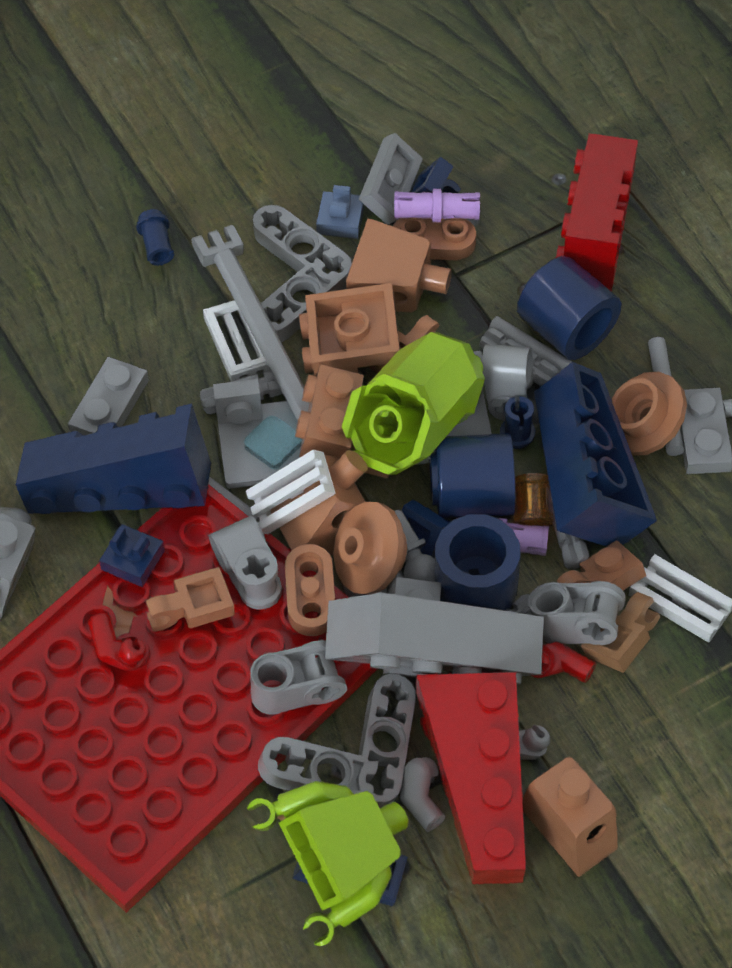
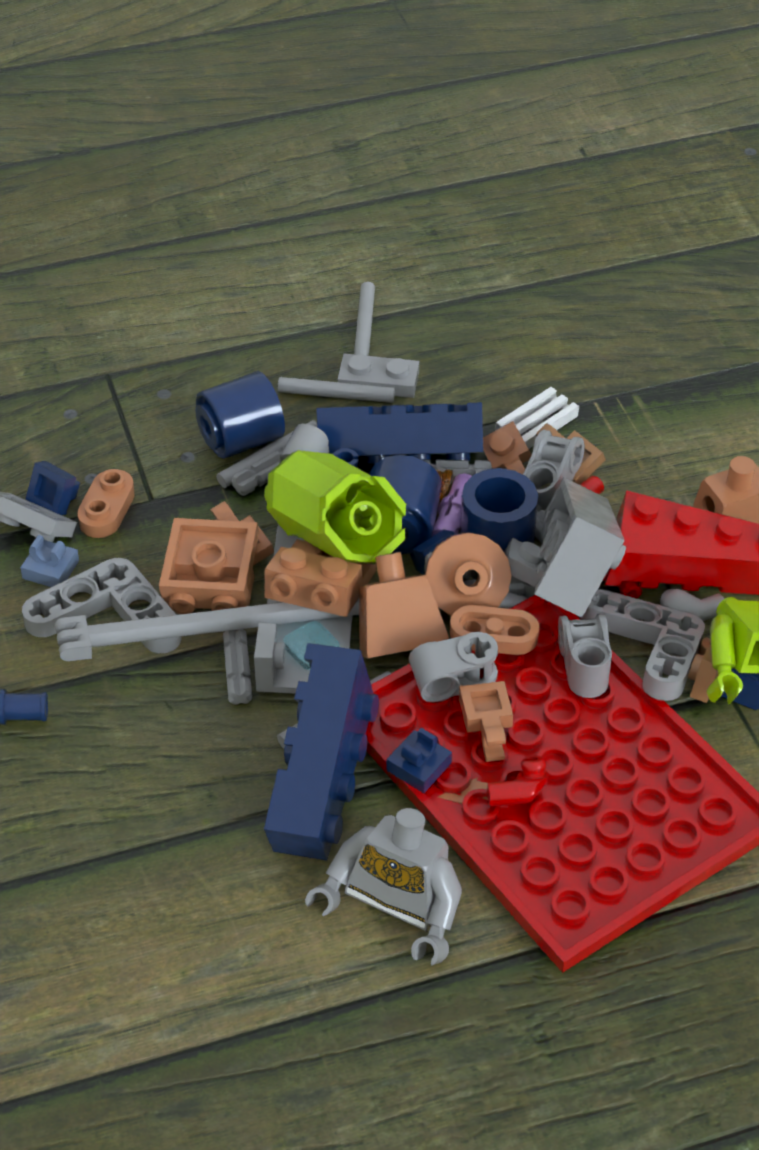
camera: 80 degrees left, 10 degrees down
(109, 396) = (211, 775): light grey plate -> none
(247, 366) = (172, 669): white tile -> none
(288, 484) = (400, 578): white tile -> none
(400, 259) = (136, 529): nougat torso -> none
(437, 205) = (88, 478): lavender pin -> none
(599, 205) = (136, 379): red wedge -> none
(650, 411) = (360, 376): nougat piece -> none

